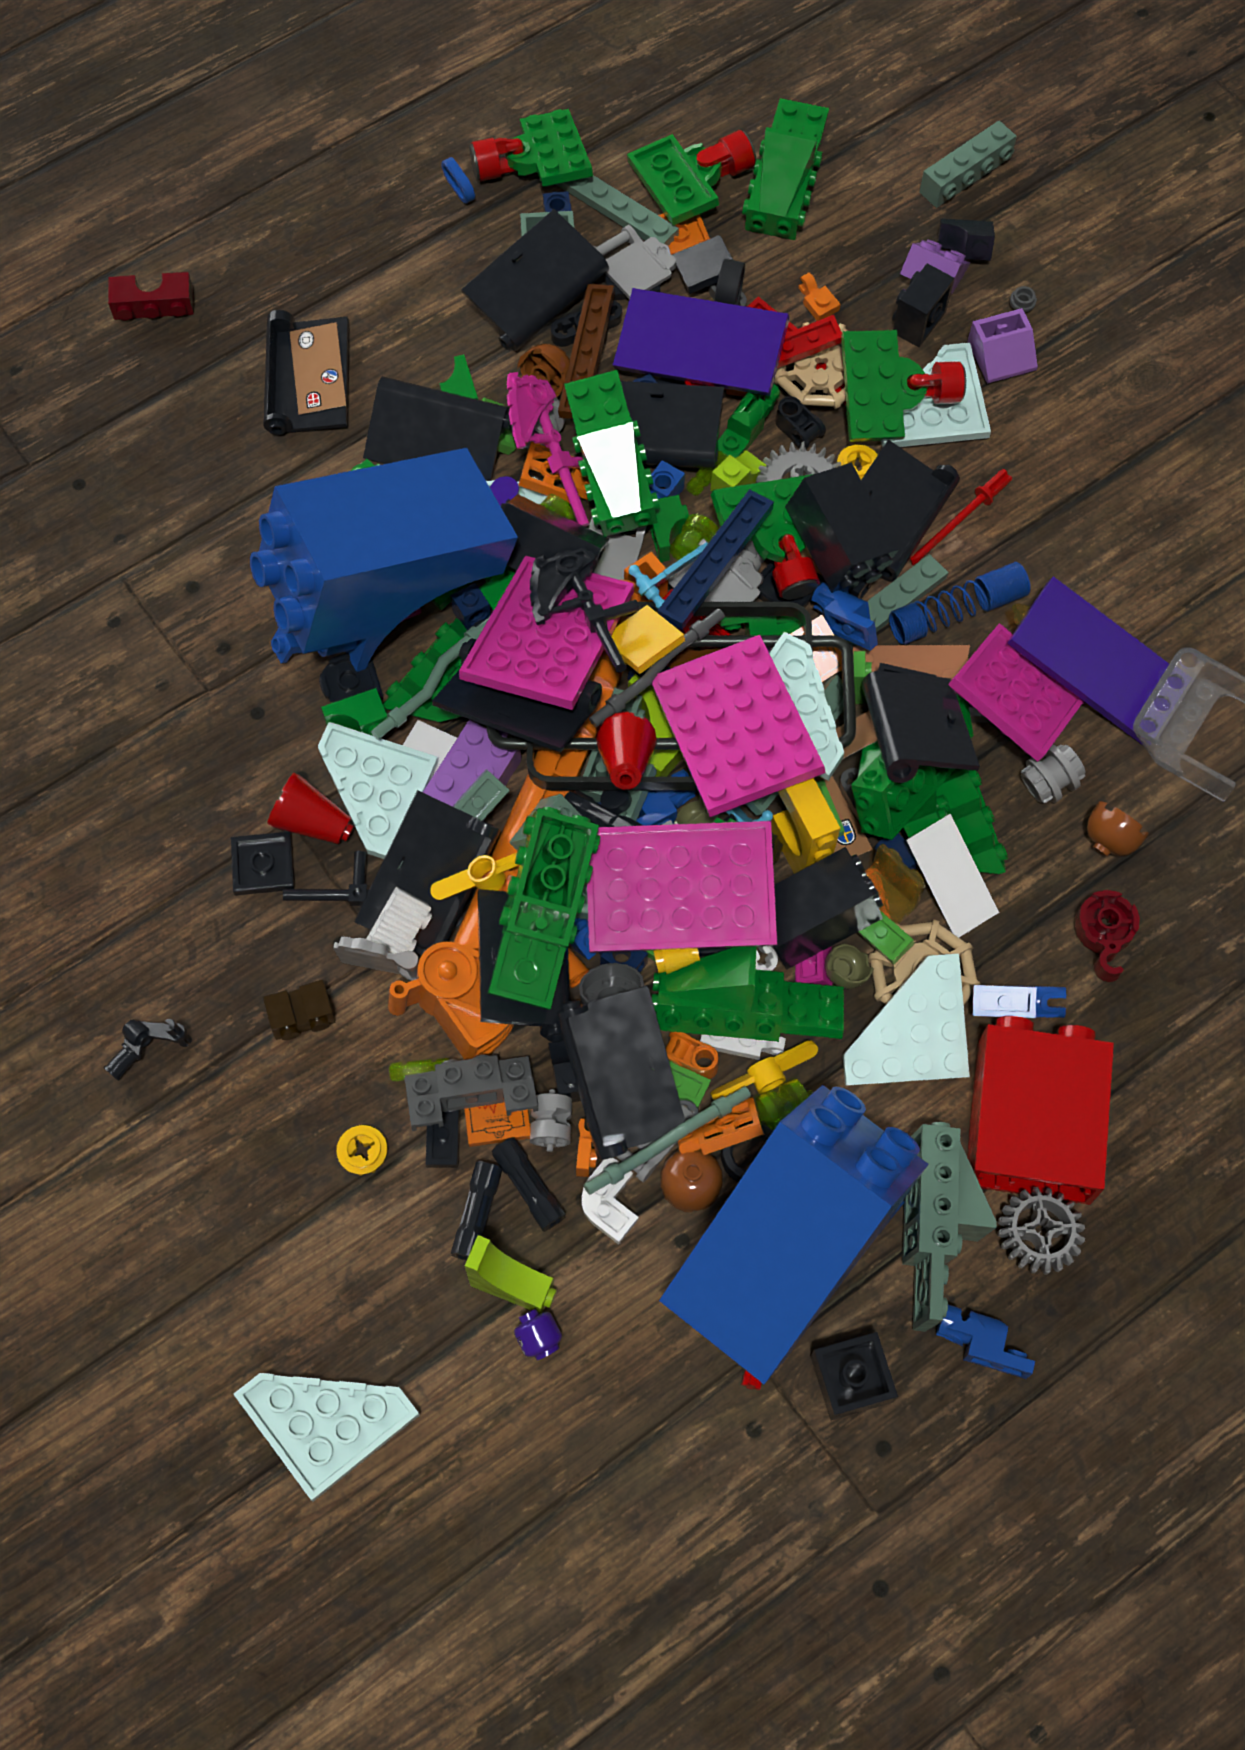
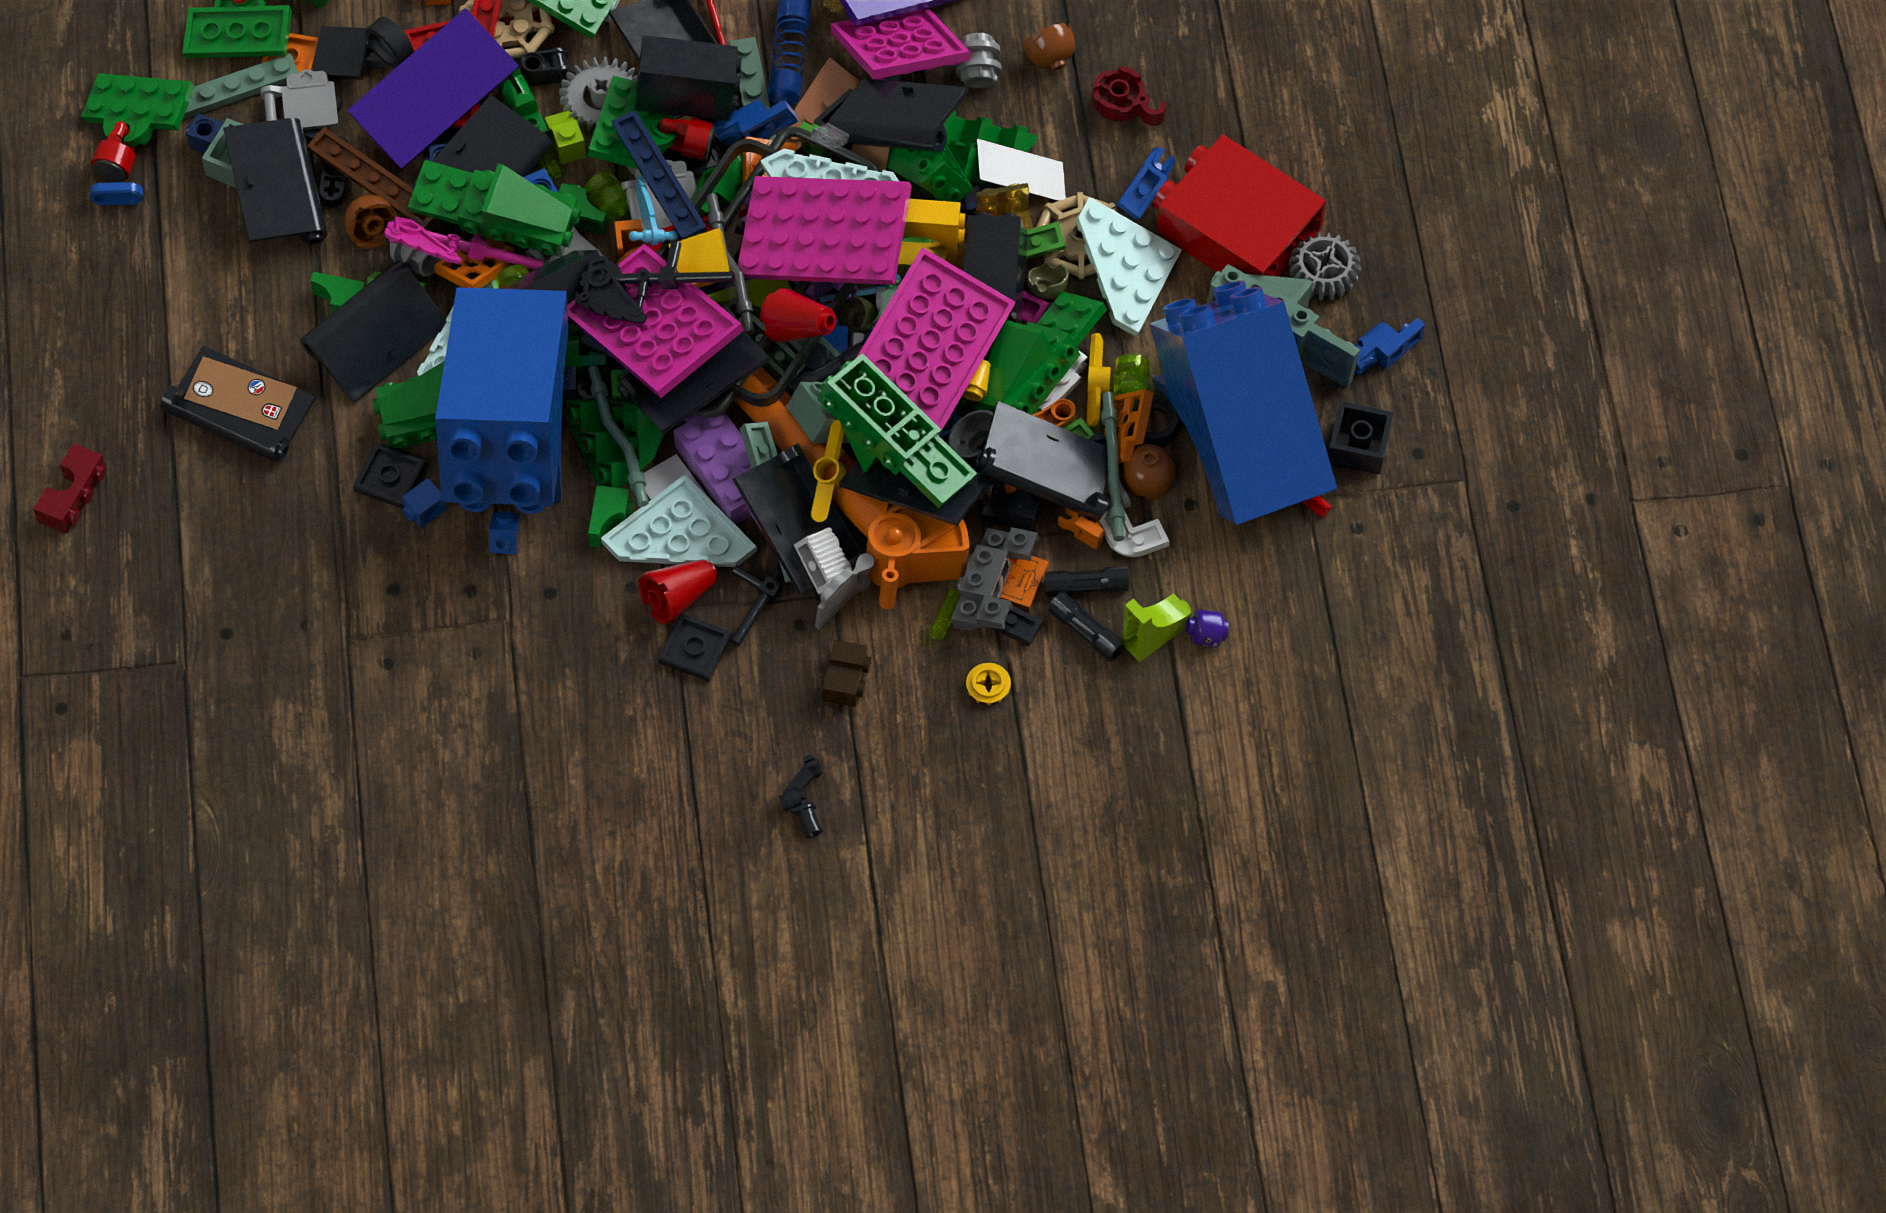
camera: 60 degrees left, 5 degrees down
(324, 1425) = (1190, 805): light aqua plate -> none
(342, 681) = (570, 513): black tile -> none
(550, 1122) = (1052, 542): light grey wheel -> none
(856, 679) = (830, 136): none -> clear tile
(864, 453) = (610, 37): yellow gear -> none

